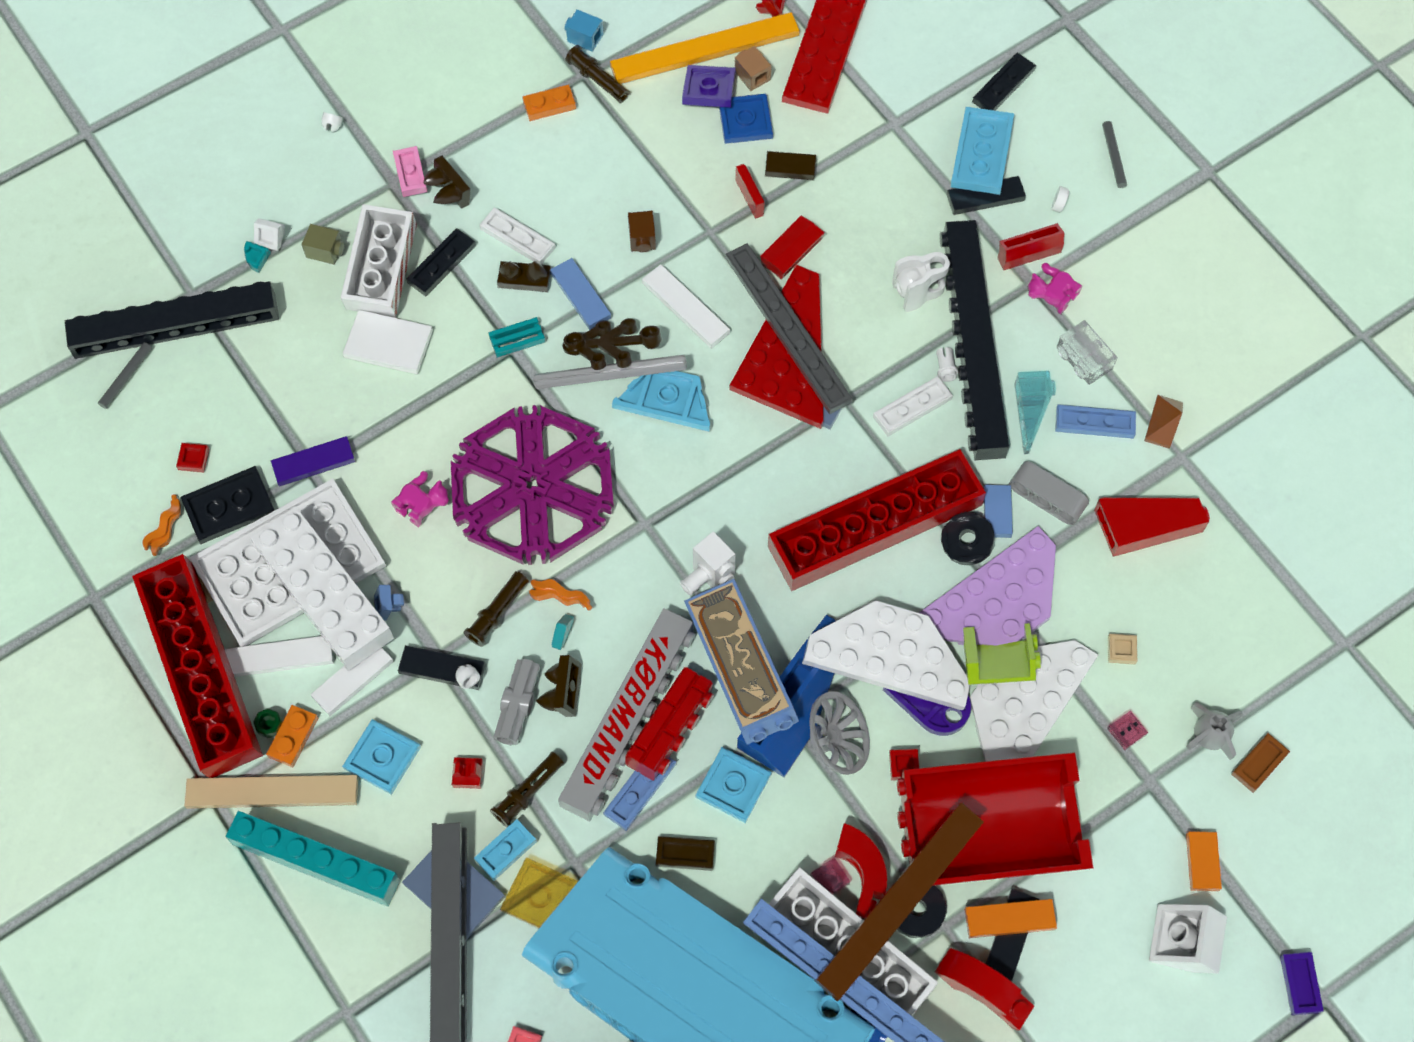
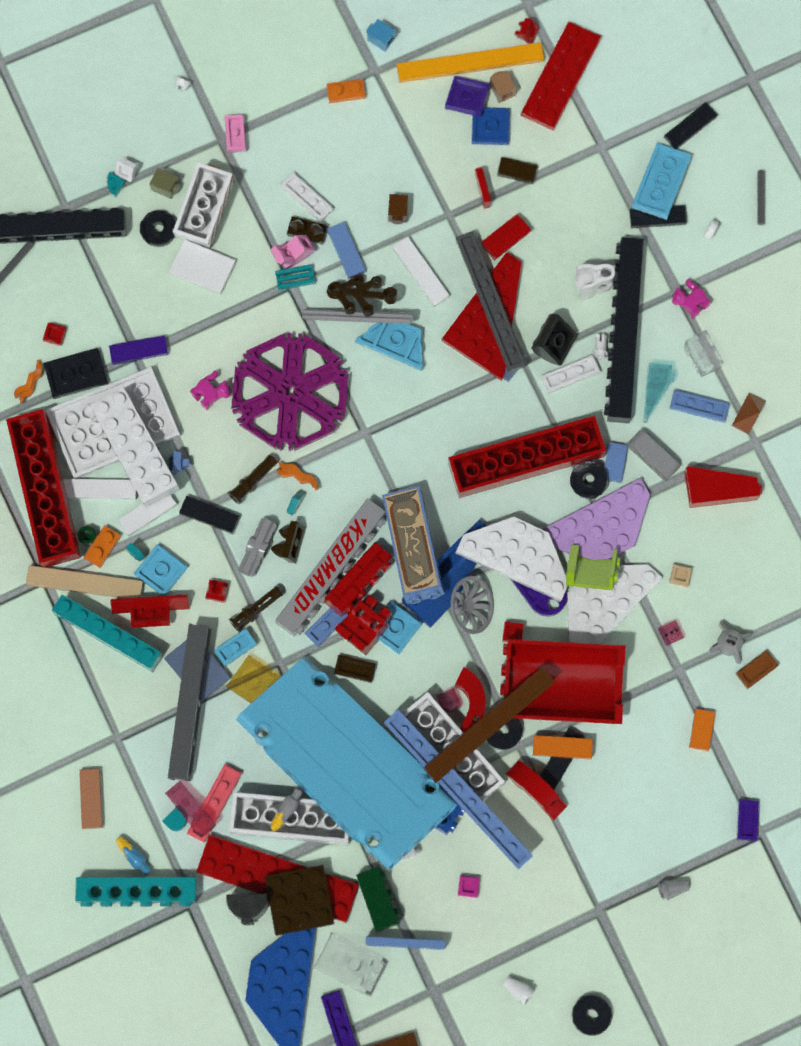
camera: 10 degrees right, 10 degrees up
(320, 315) = (153, 238): none -> black tile
(340, 735) = (134, 552): none -> teal tile
(373, 814) = (149, 610): none -> red bracket
(441, 262) = (248, 209): black tile -> none
(453, 185) = (265, 154): dark brown tile -> none
(467, 676) = (225, 524): white hinge -> none
(511, 302) = (294, 251): none -> bright pink brick
(589, 68) = (380, 67): dark brown pin -> none
(689, 775) = (364, 617): none -> red hips
(711, 564) = (406, 472): white brick -> none
(882, 363) = (554, 340): none -> pearl dark grey brick
(1031, 246) = (681, 264): red piece -> none
(1188, 937) = (678, 779): white slope -> none

